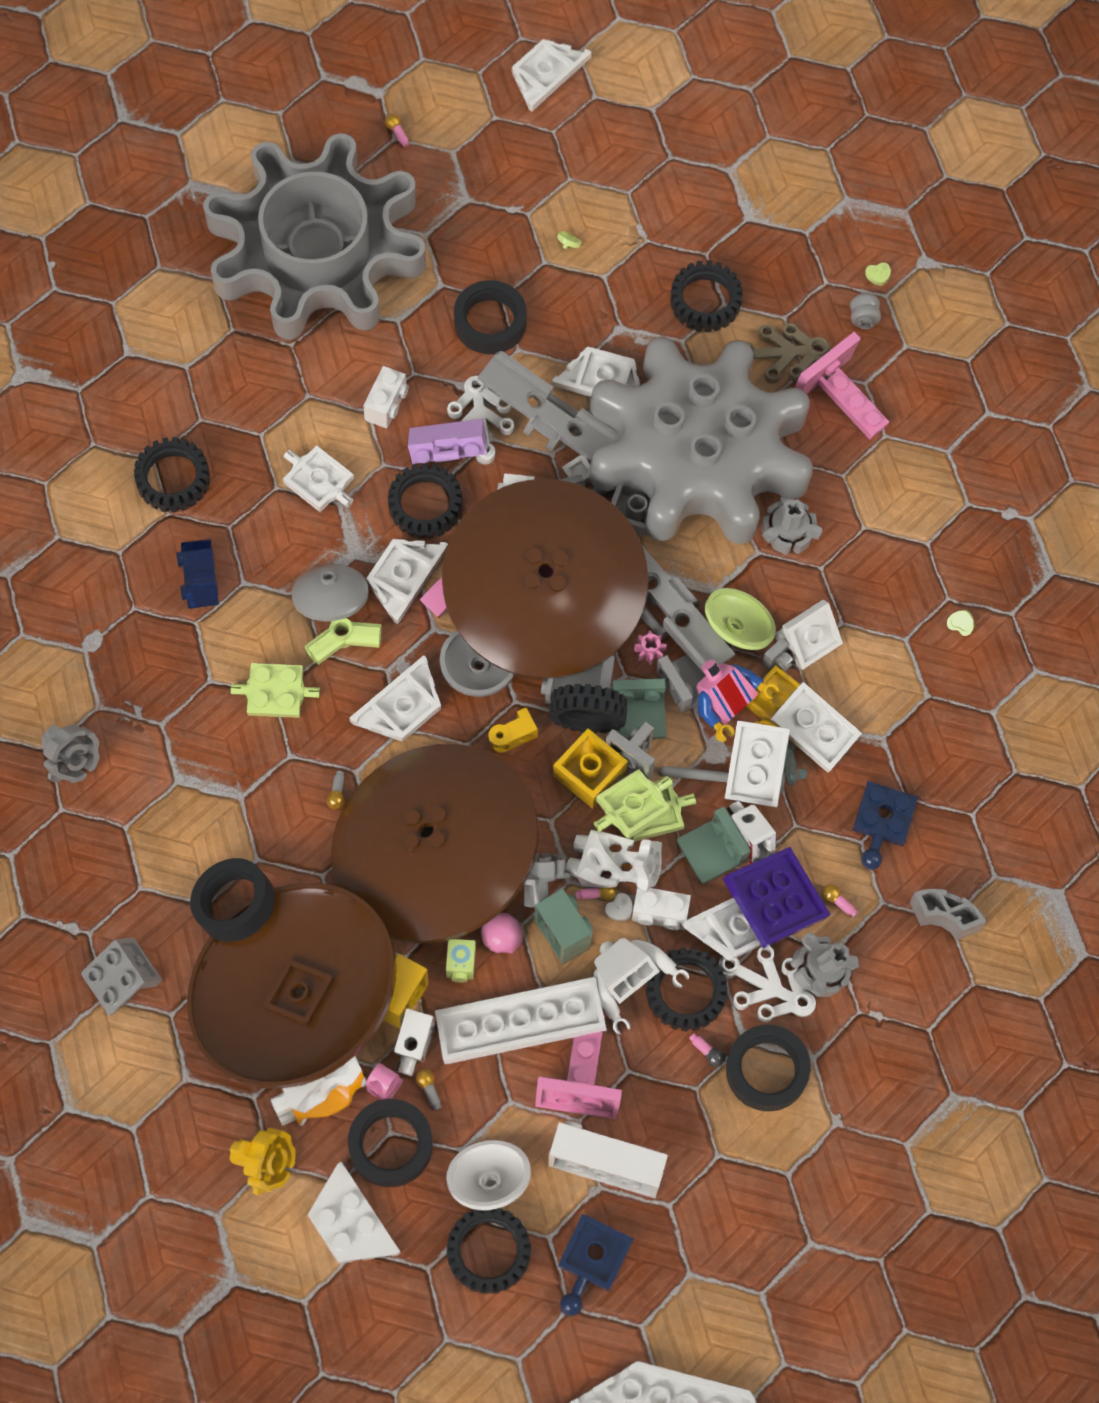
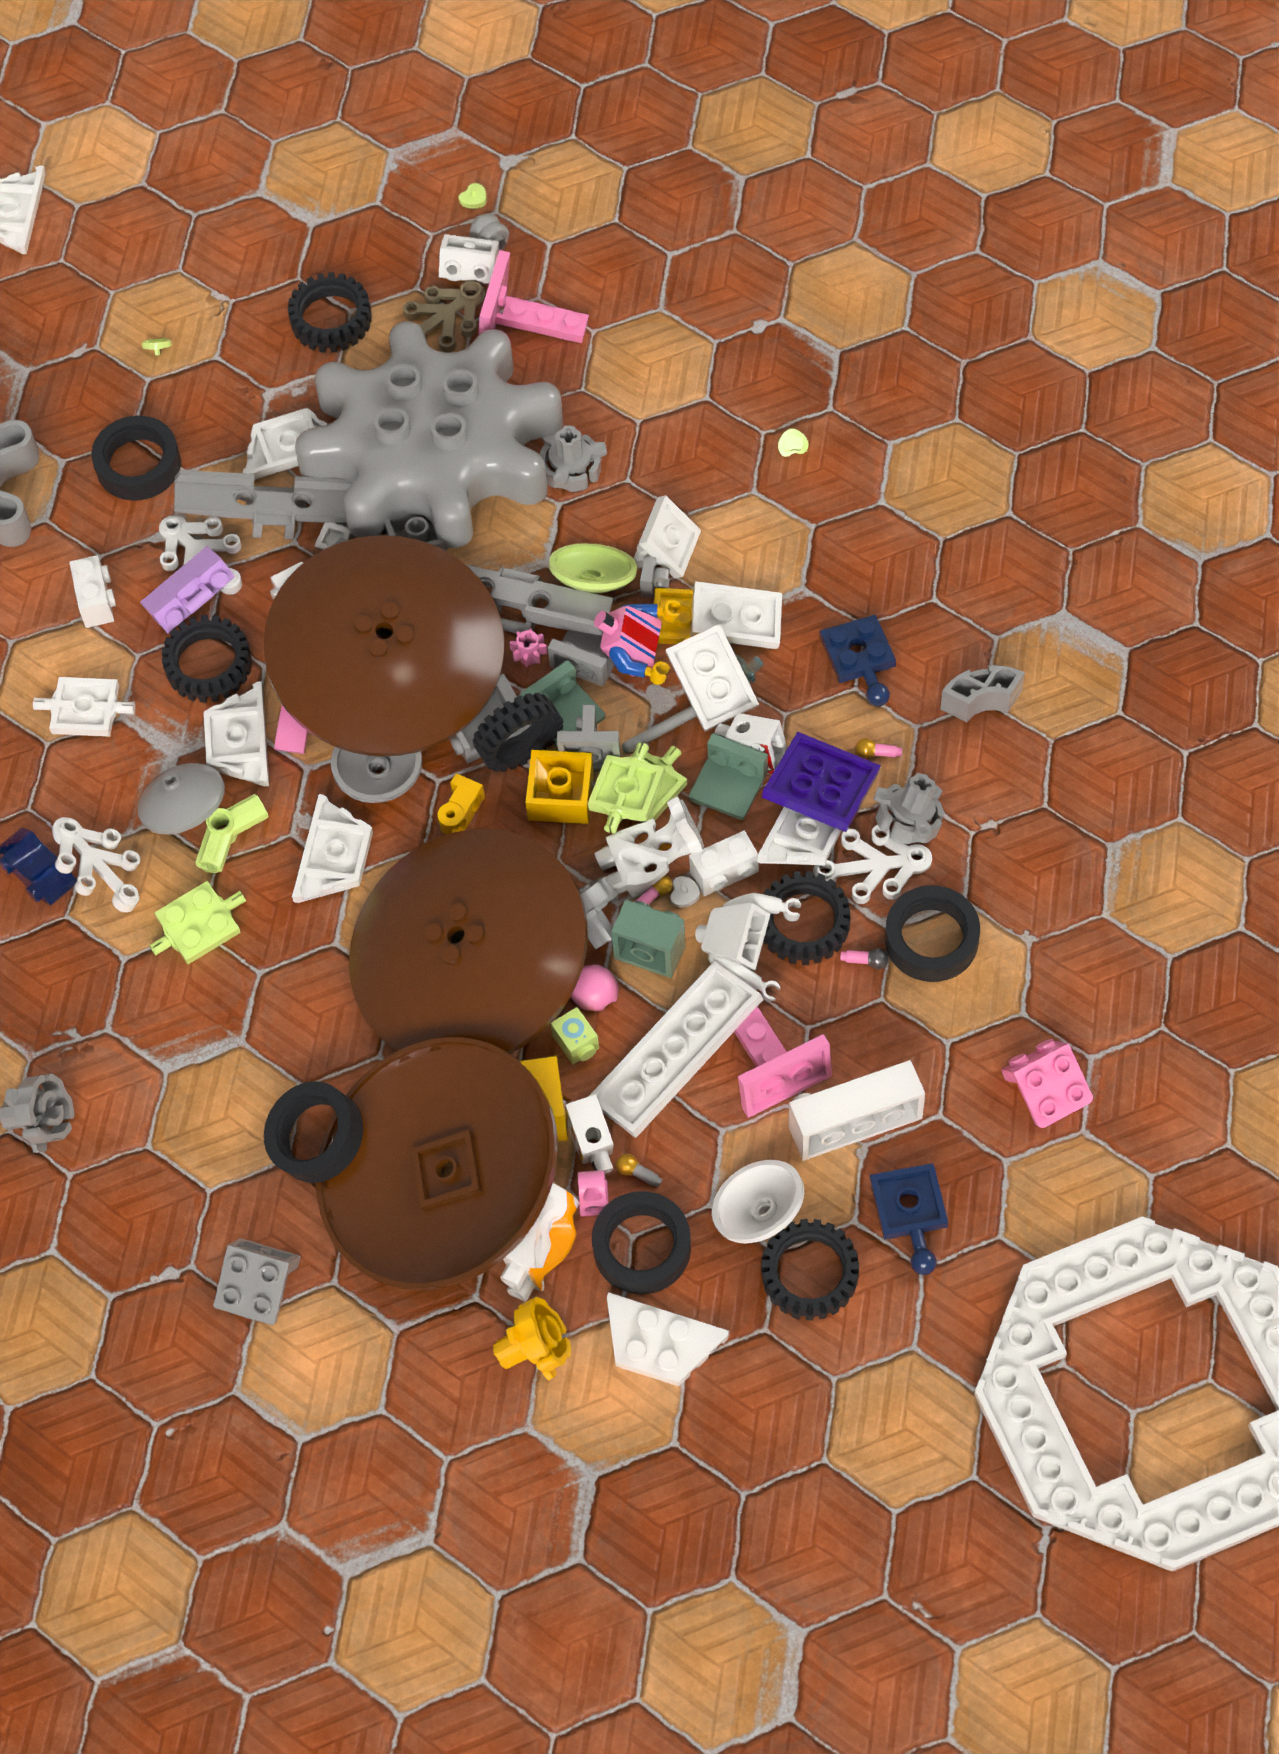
camera: 30 degrees left, 5 degrees down
(240, 596) = (70, 834): none -> white plant
(336, 799) = (336, 977): piece -> none
(763, 1240) = (1049, 1082): none -> bright pink bracket
(832, 319) = (467, 258): none -> white brick

